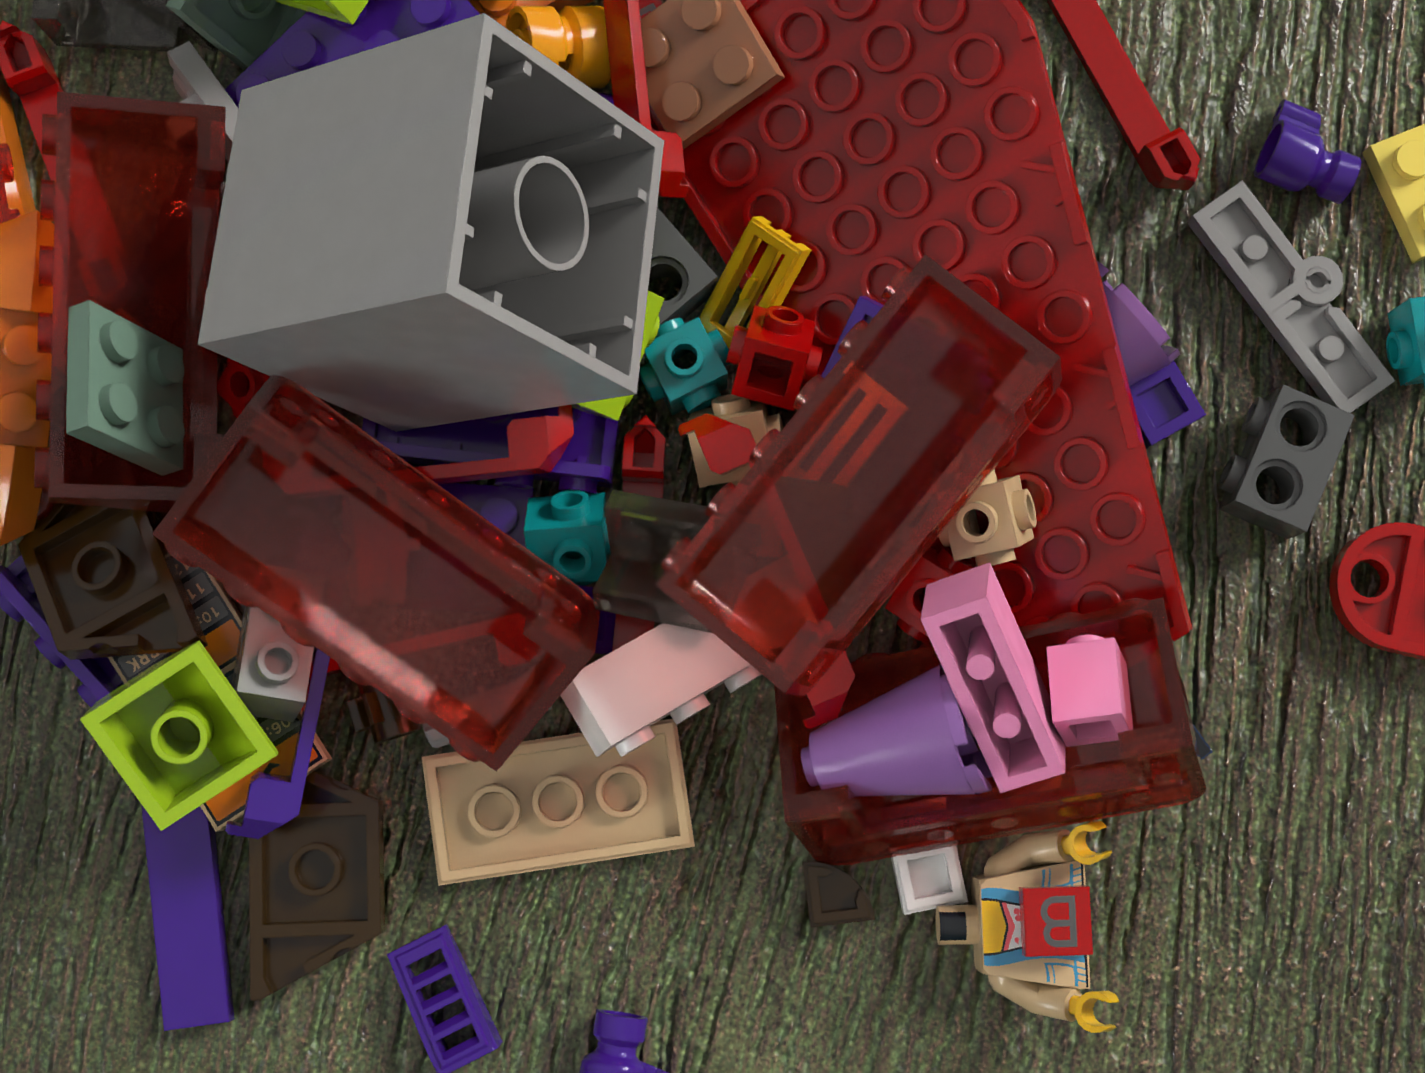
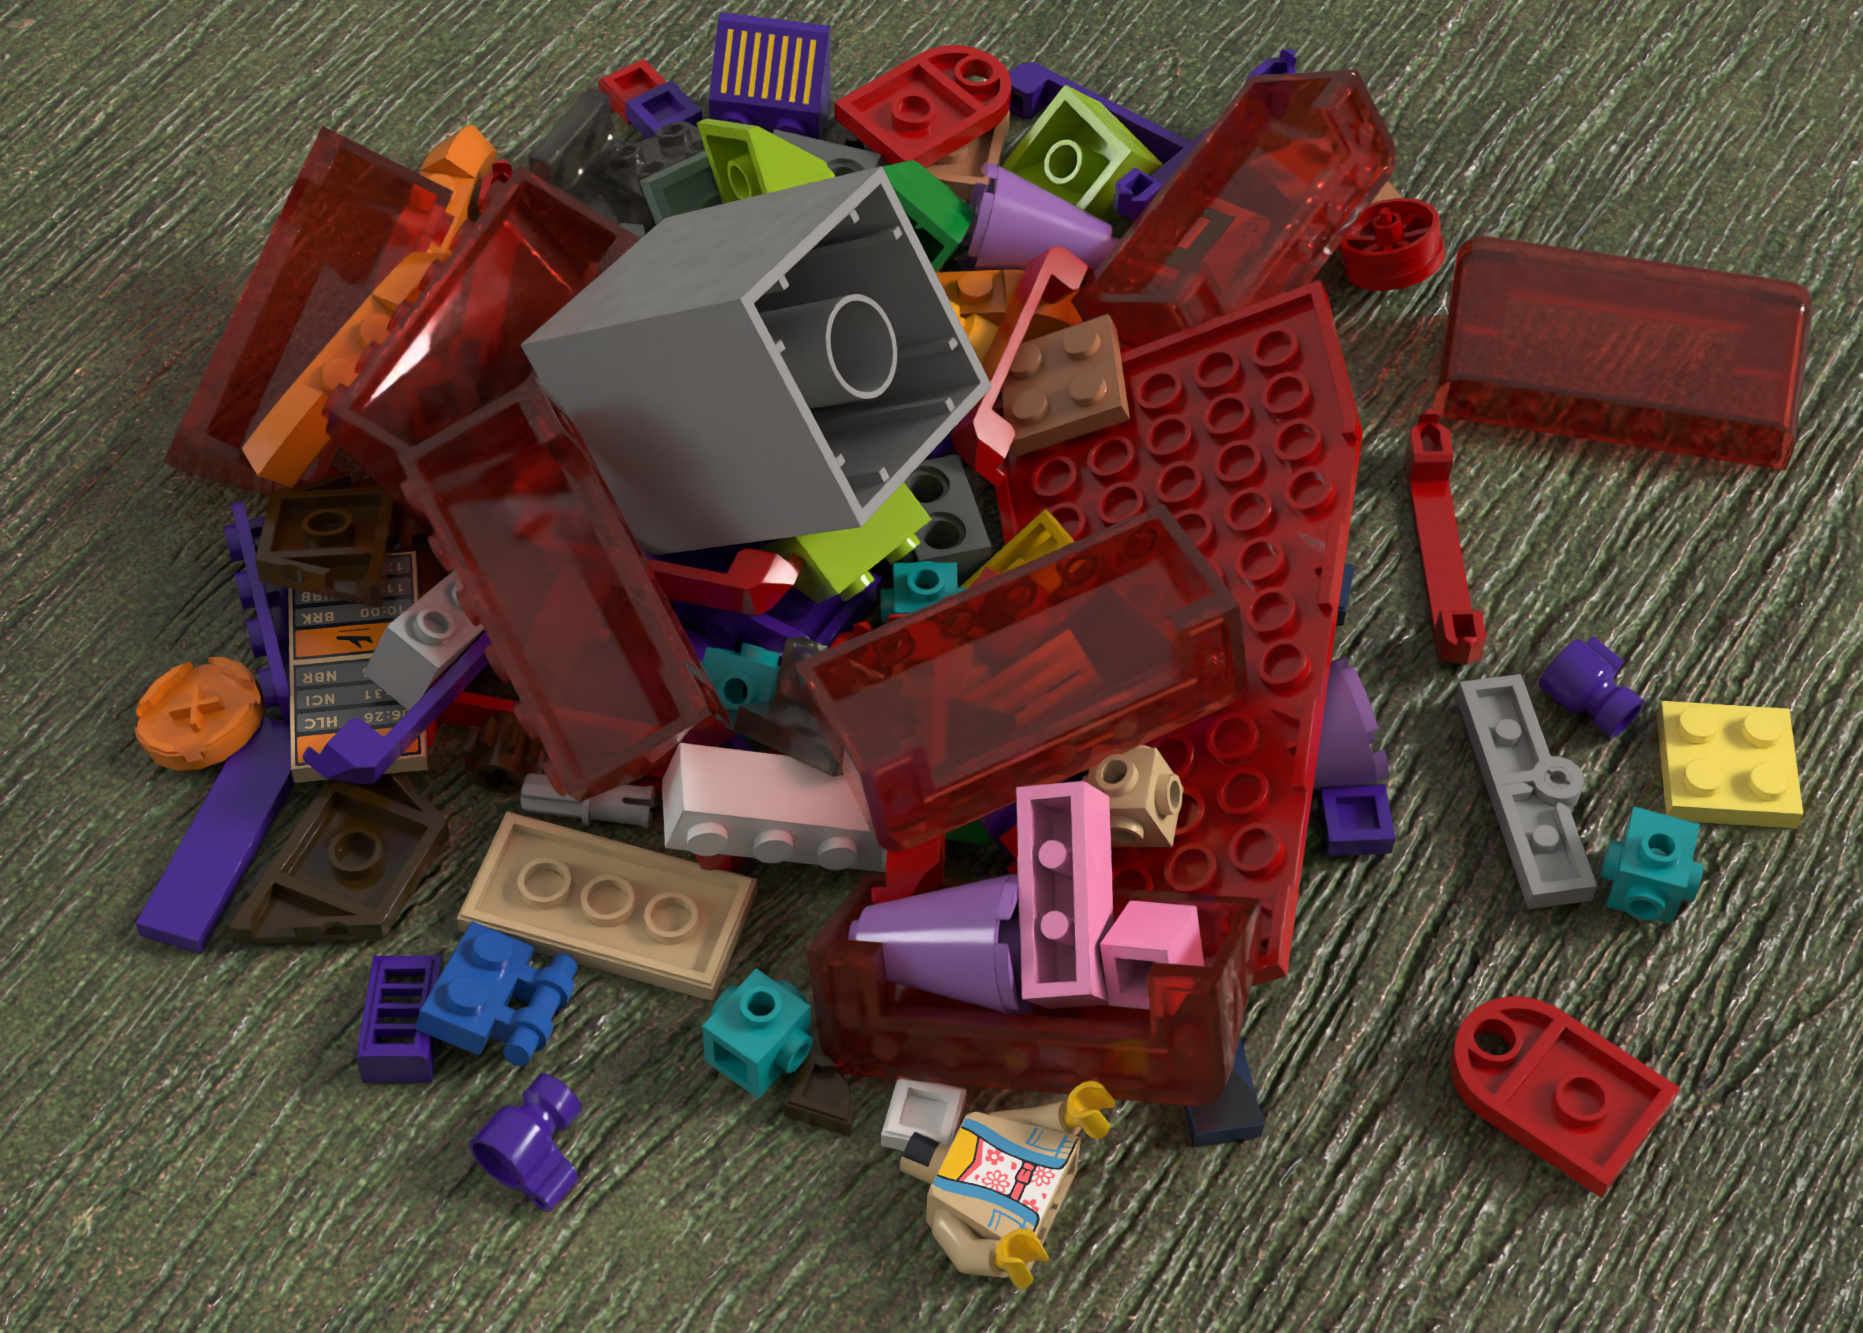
camera: 25 degrees right, 30 degrees down
(81, 798) = (199, 714): none -> orange tile
(124, 389) = (435, 373): sand green plate -> none
(178, 734) = (317, 647): lime slope -> none
(499, 953) = (477, 986): none -> blue plate
(768, 905) = (758, 1032): none -> teal brick
(1055, 920) = (1023, 1167): red tile -> none
(1297, 470) = (1464, 918): dark grey brick -> none

